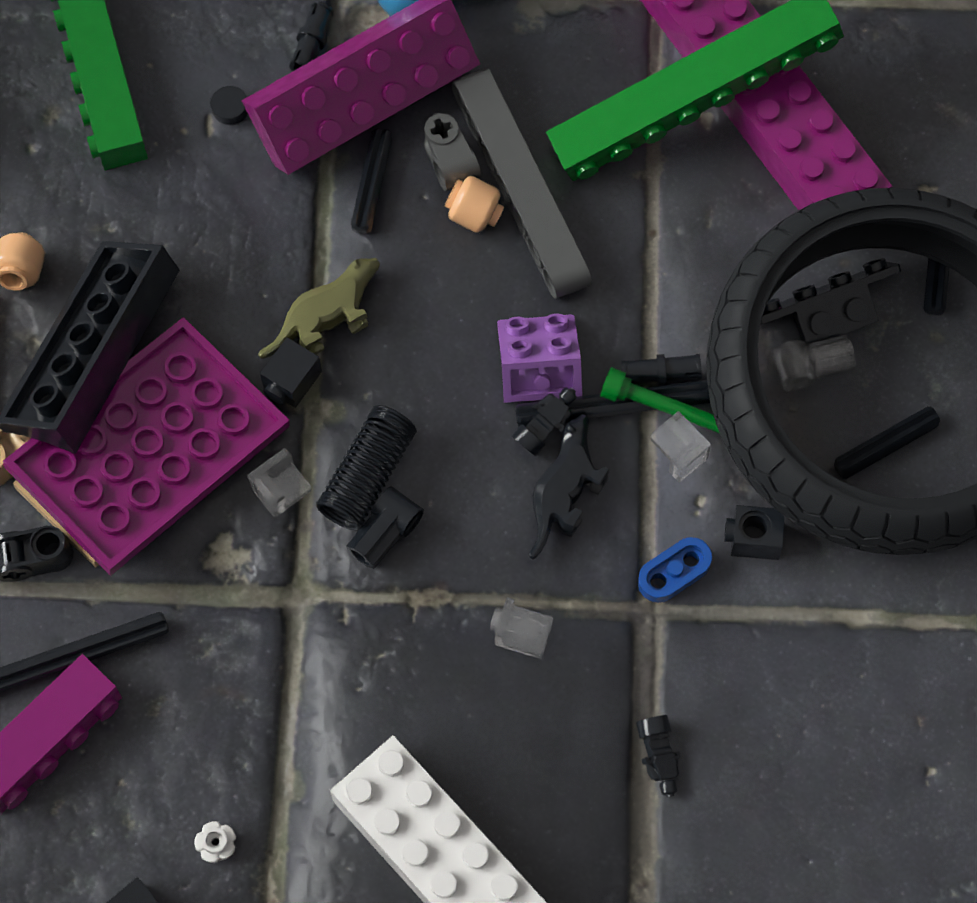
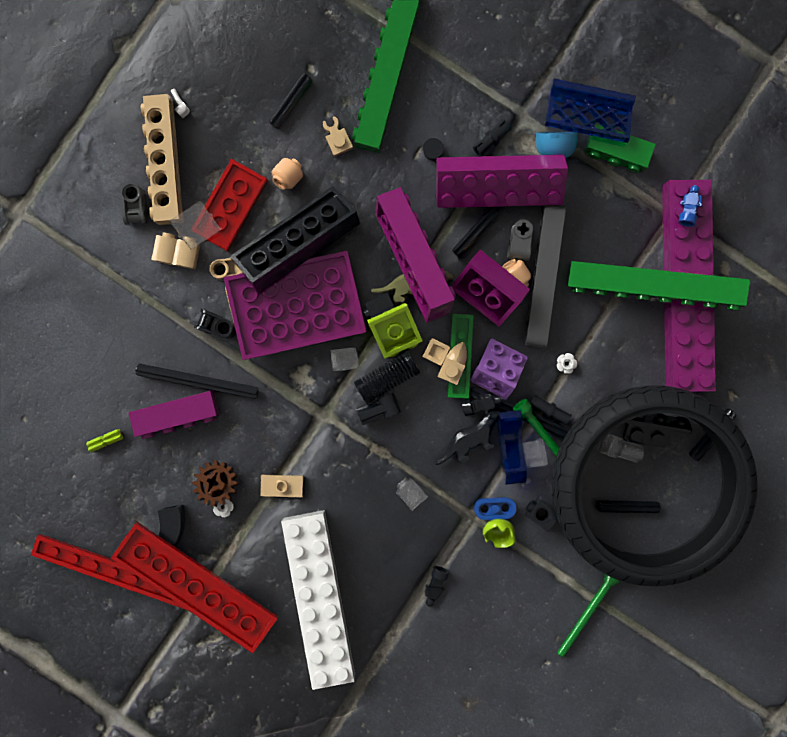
camera: 30 degrees right, 20 degrees up
(68, 173) = (338, 139): none -> tan plate
(187, 816) = (218, 475): none -> reddish brown gear
(294, 252) = (414, 254): none -> magenta brick
(297, 747) = (282, 485): none -> tan plate
(334, 387) = (395, 331): none -> lime plate
(422, 387) = (436, 351): none -> tan plate
(444, 238) = (490, 288): none -> magenta brick
(462, 386) = (454, 364): none -> tan plate
(465, 372) = (462, 332): none -> green plate
(632, 454) = (511, 447): none -> clear blue arch
(636, 296) = (561, 363): none -> white plate
(707, 600) = (500, 533): none -> lime hair
(937, 569) = (608, 583): none -> green piece

